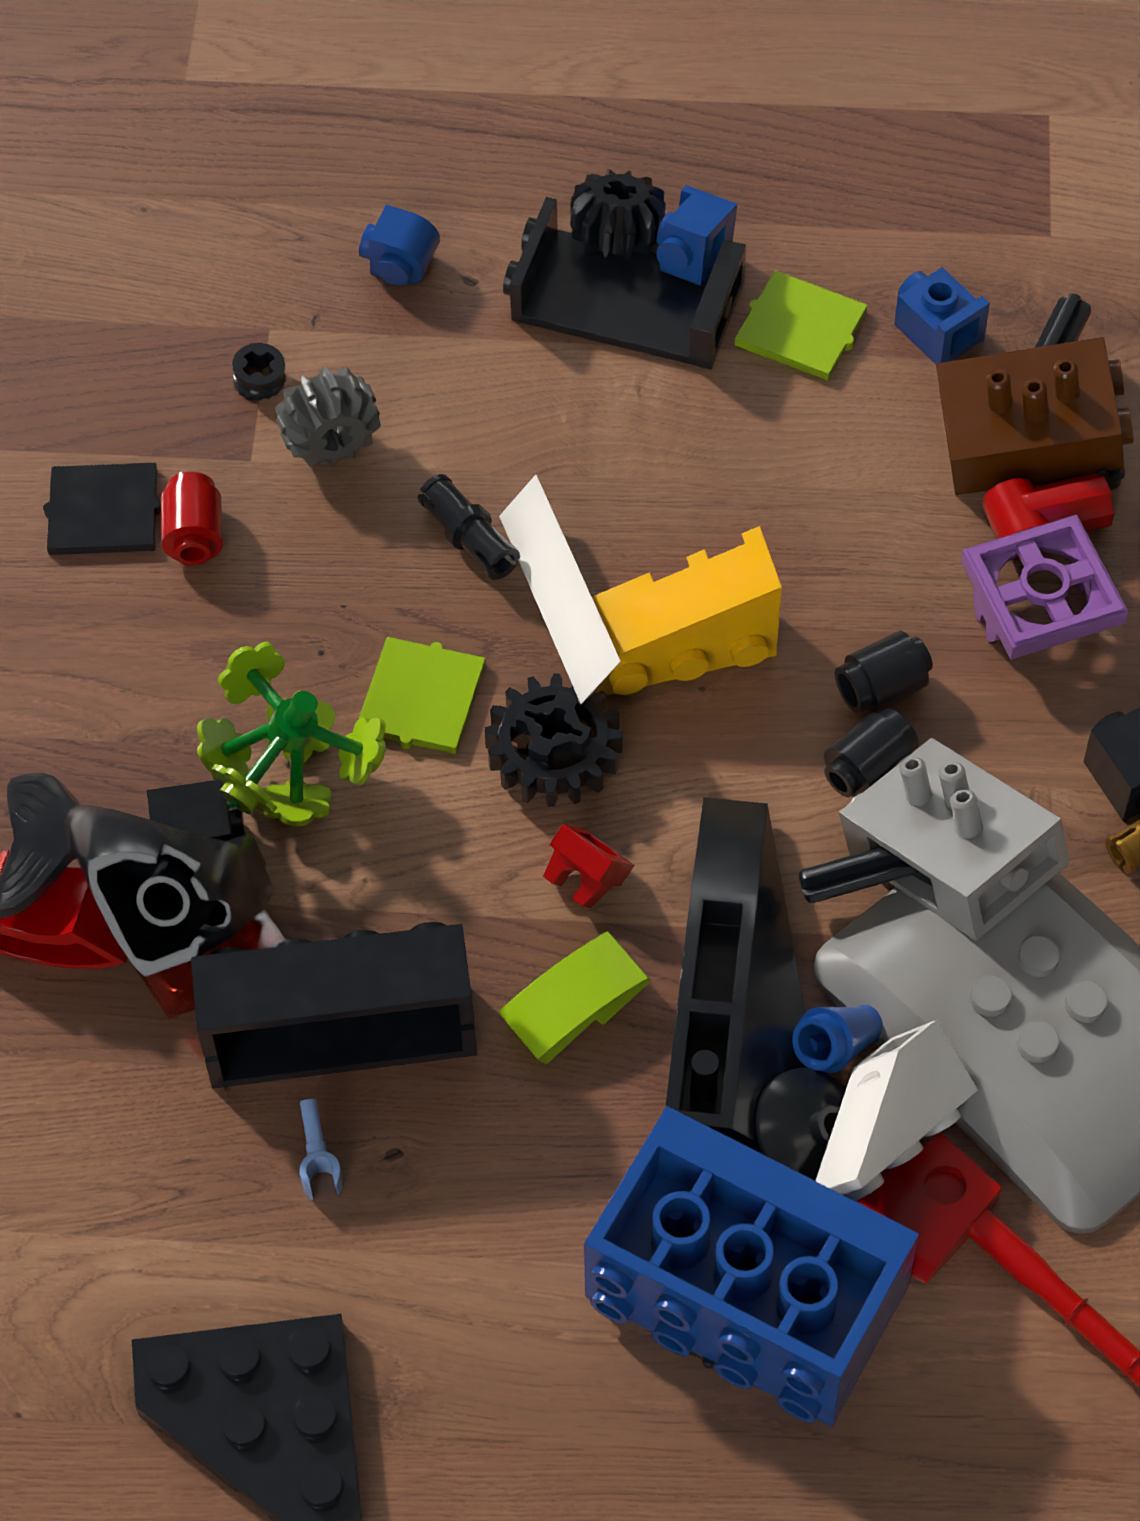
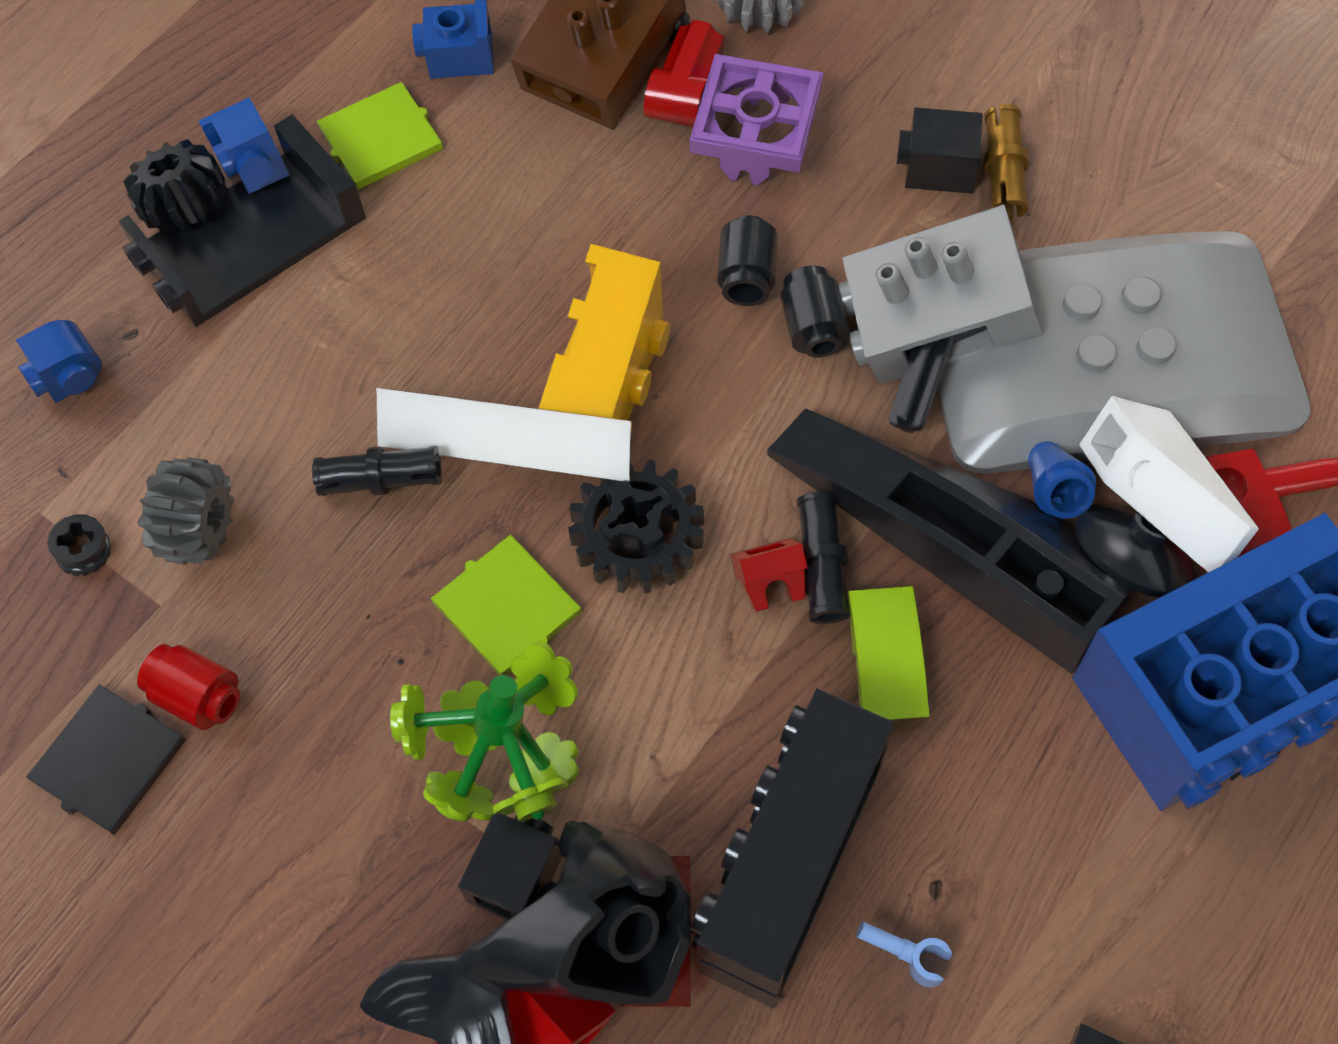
camera: 55 degrees left, 5 degrees up
(631, 895) = (823, 557): none -> black pin

